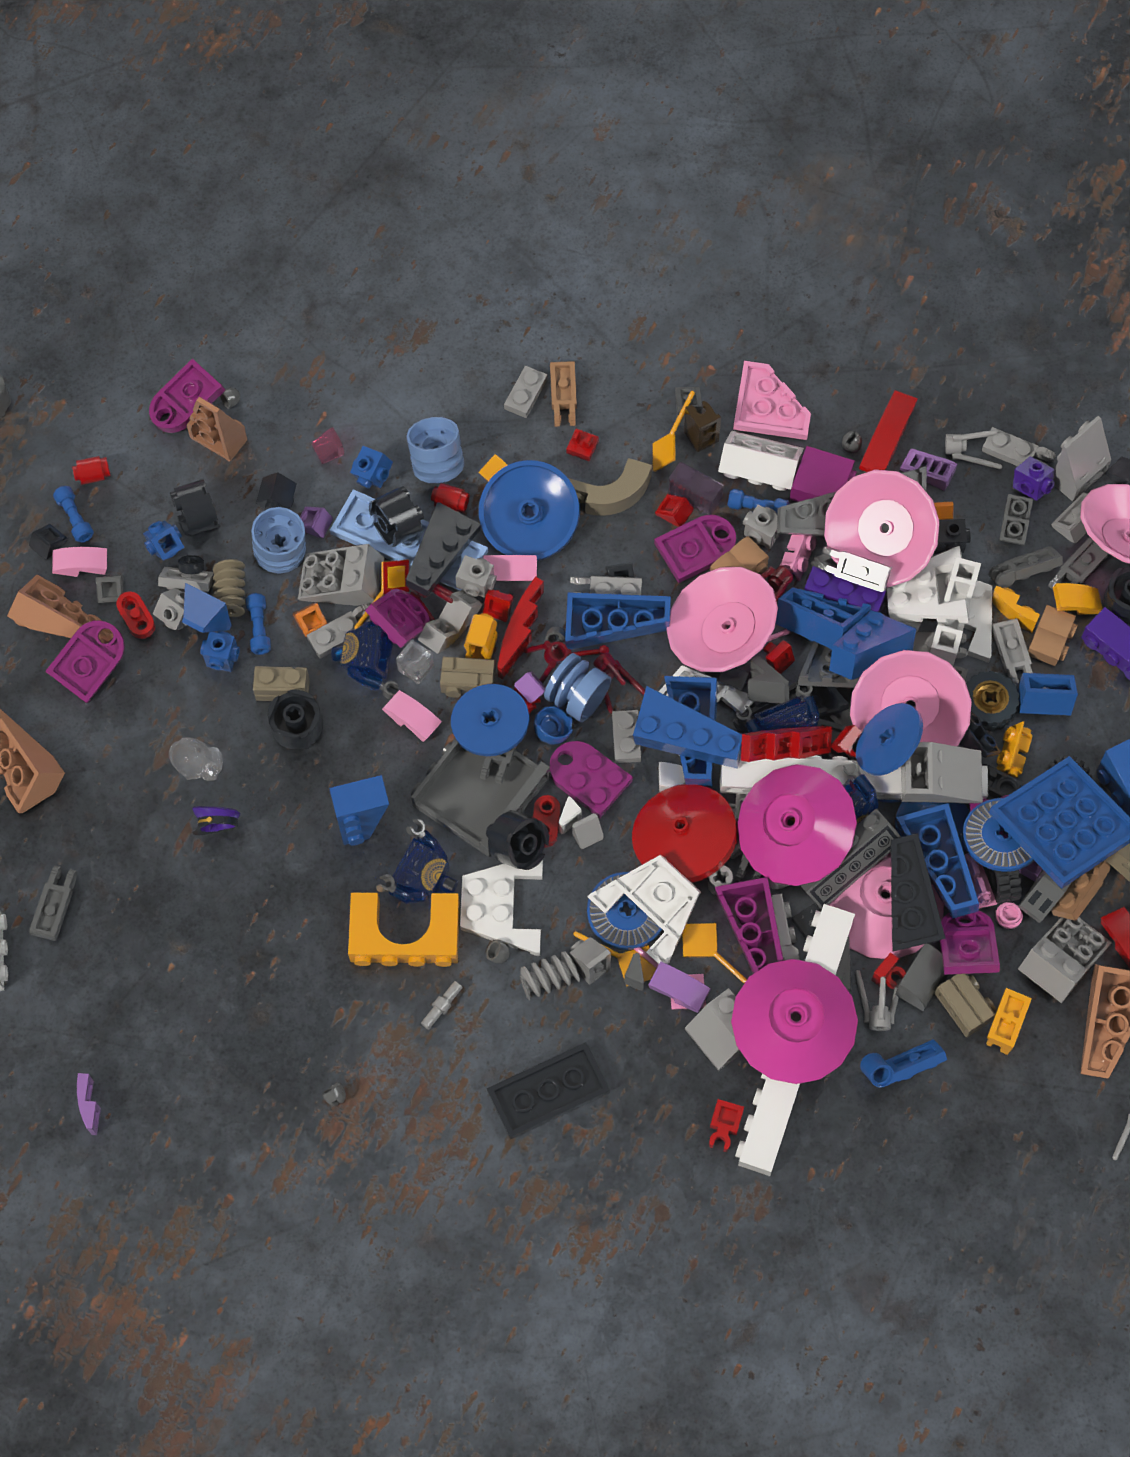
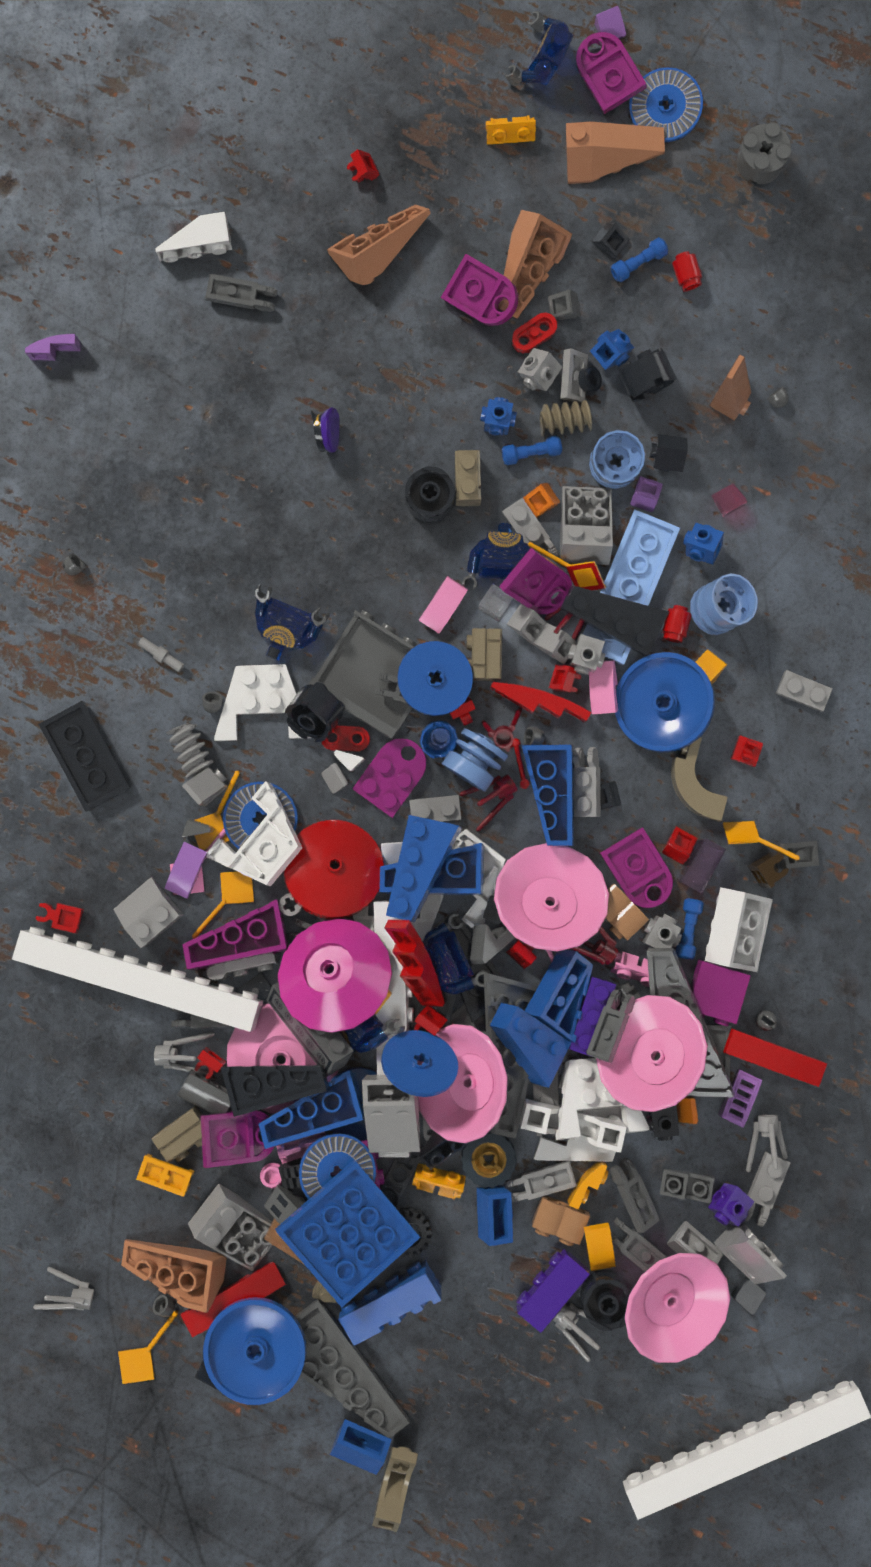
camera: 85 degrees right, 20 degrees up
(75, 559) = (588, 271): bright pink slope -> none
(180, 397) = (774, 352): magenta plate -> none
(195, 759) = (385, 407): clear hair -> none
(204, 611) = (531, 394): slope -> none
(359, 808) = (329, 557): blue wedge -> none
(396, 516) = (643, 571): black brick -> none
(436, 946) = (214, 583): light orange arch -> none
(481, 637) = (521, 664): light orange brick -> none
(530, 687) = (474, 715): medium lavender slope -> none
(563, 390) = (806, 728): medium nougat hinge -> none
(769, 405) = (802, 936): bright pink plate -> none
(789, 1048) = (170, 972): dark pink dish -> none
(903, 1065) = (121, 1076): blue plate -> none

